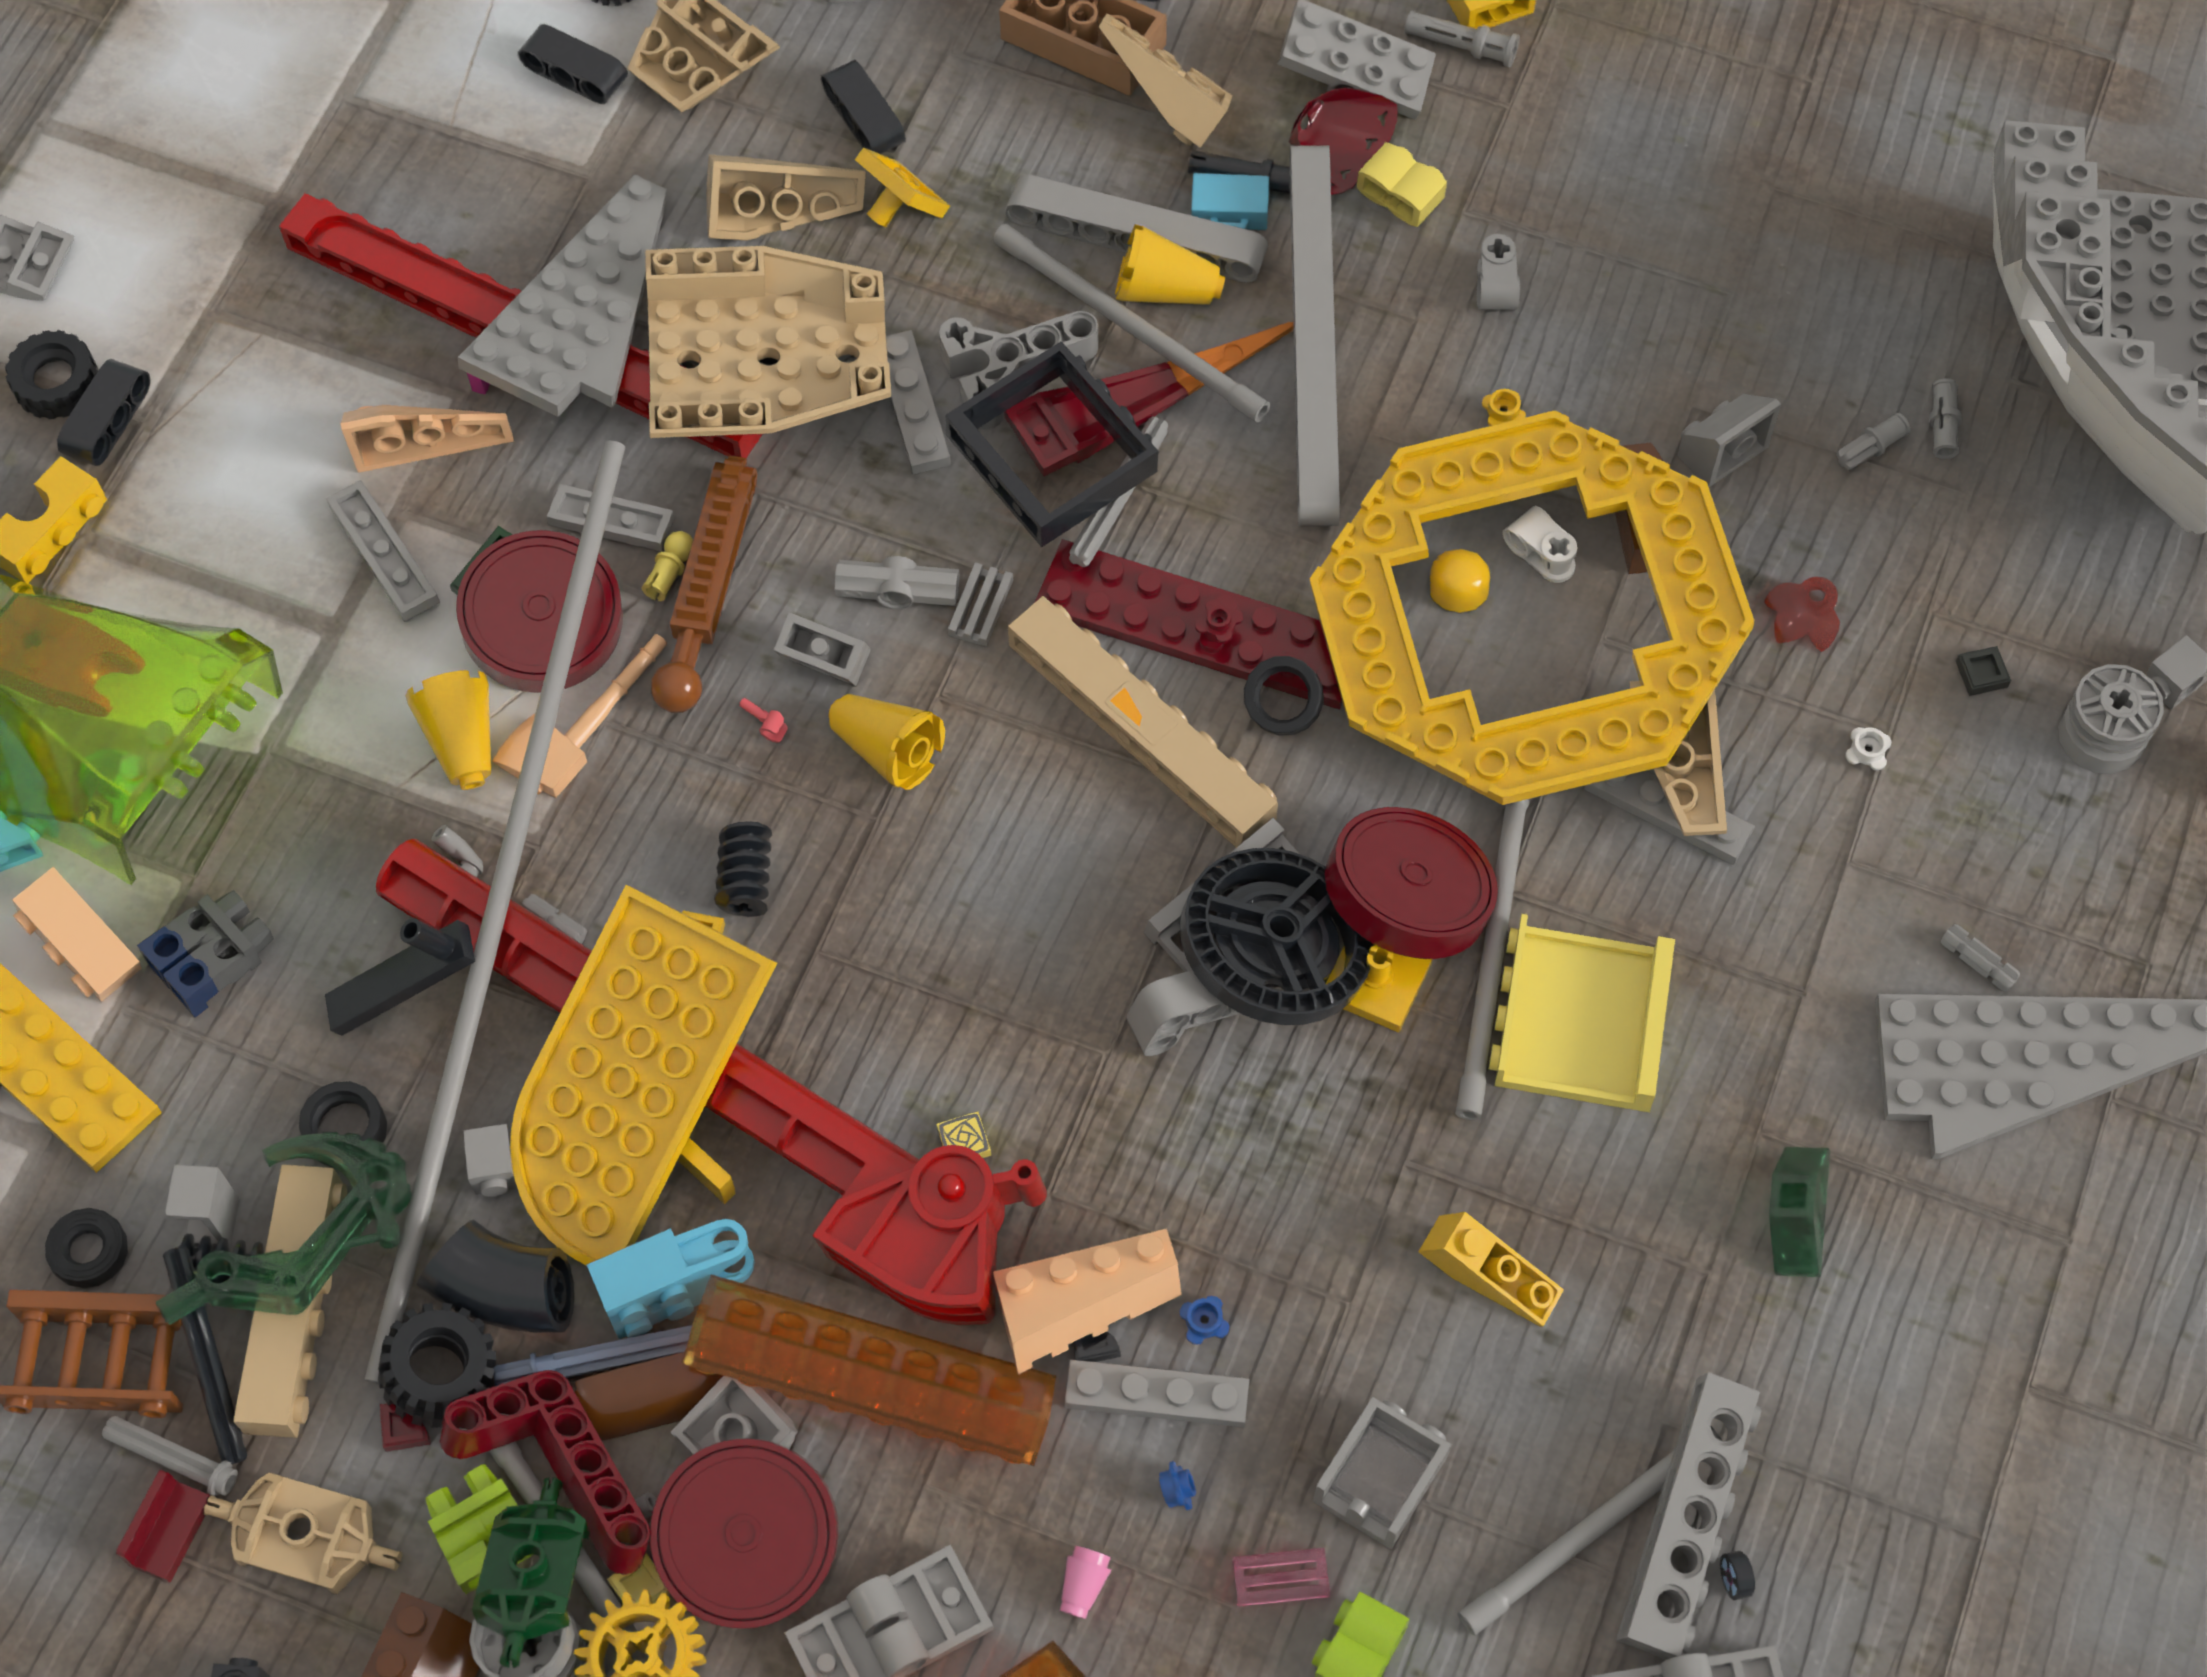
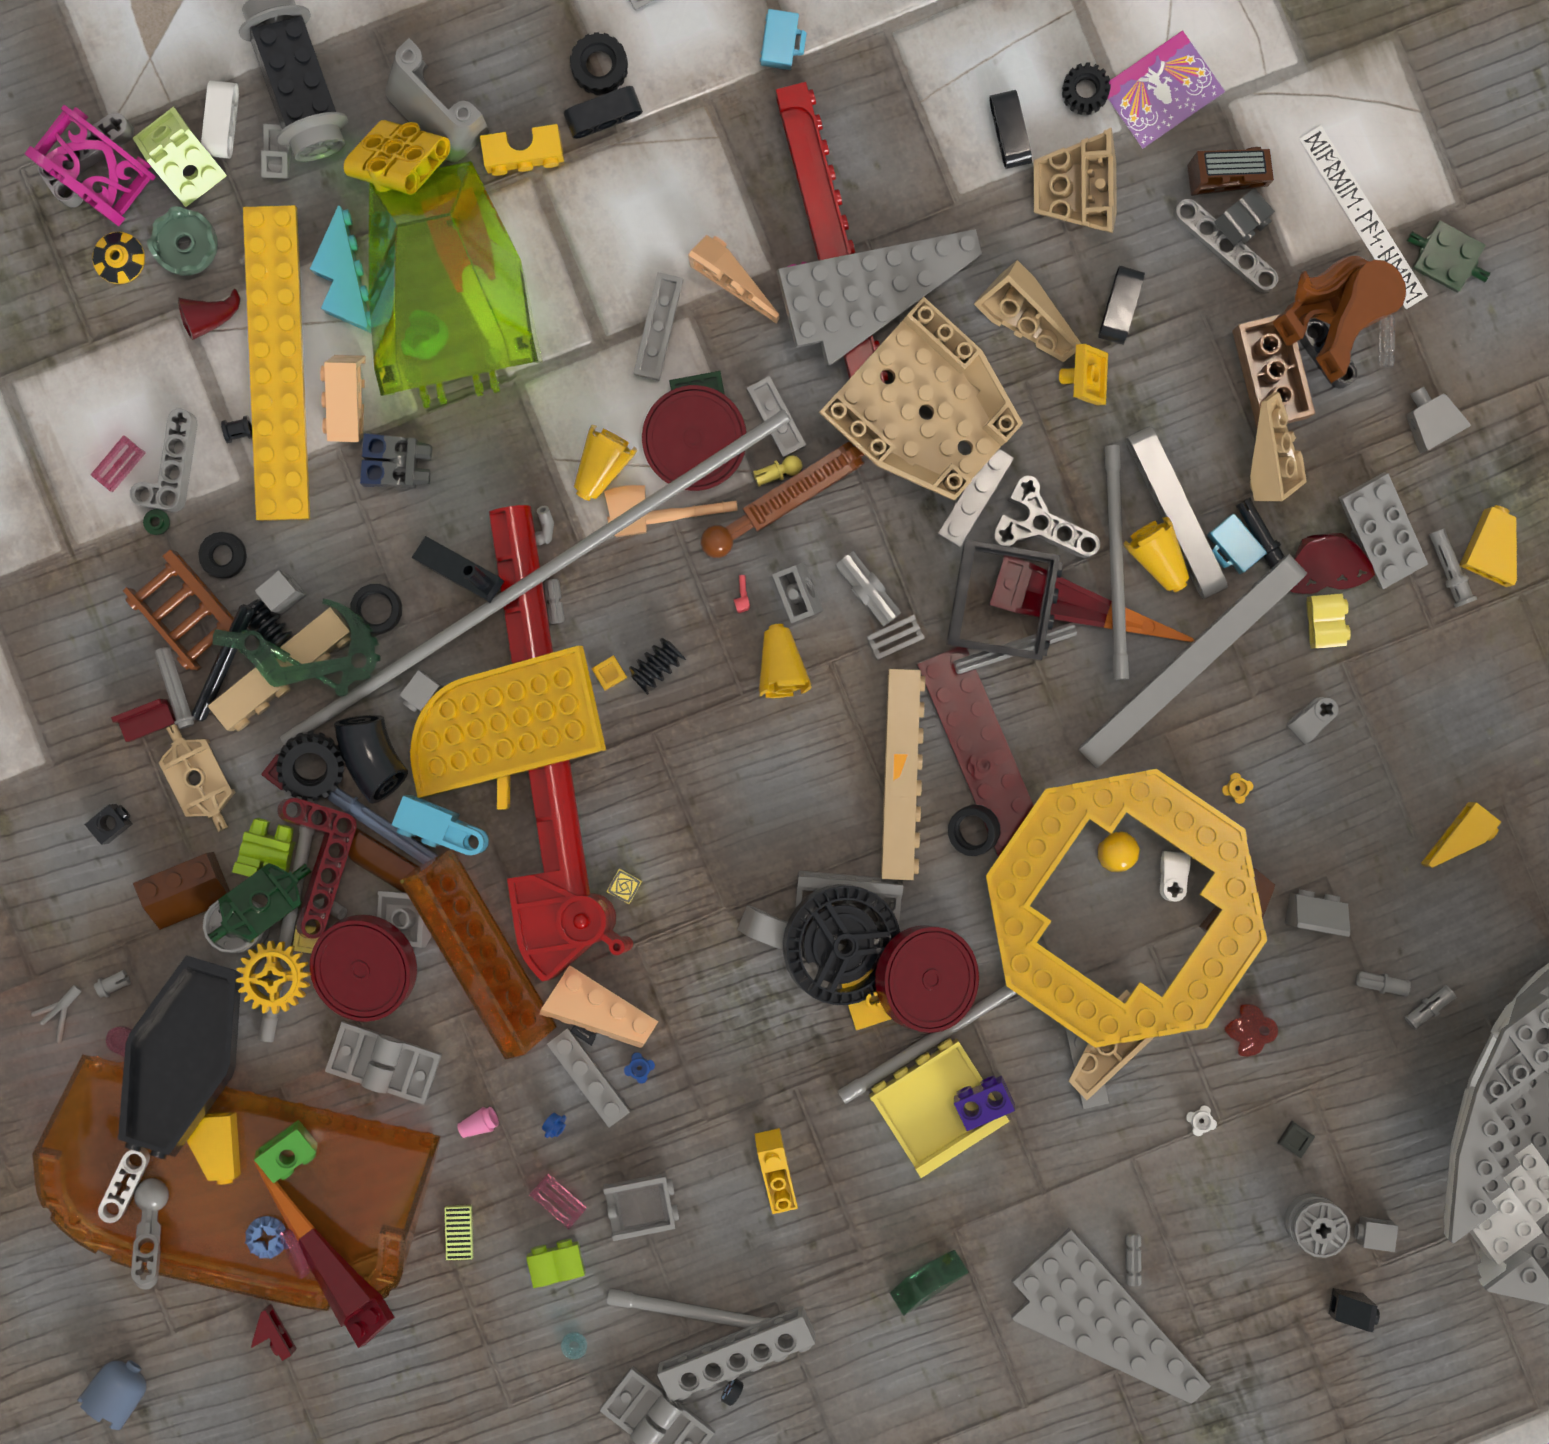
camera: 40 degrees right, 25 degrees up
(237, 190) = (780, 39): none -> medium azure piece
(1633, 953) = (988, 1109): none -> dark purple brick
(1769, 228) = (1467, 831): none -> yellow slope

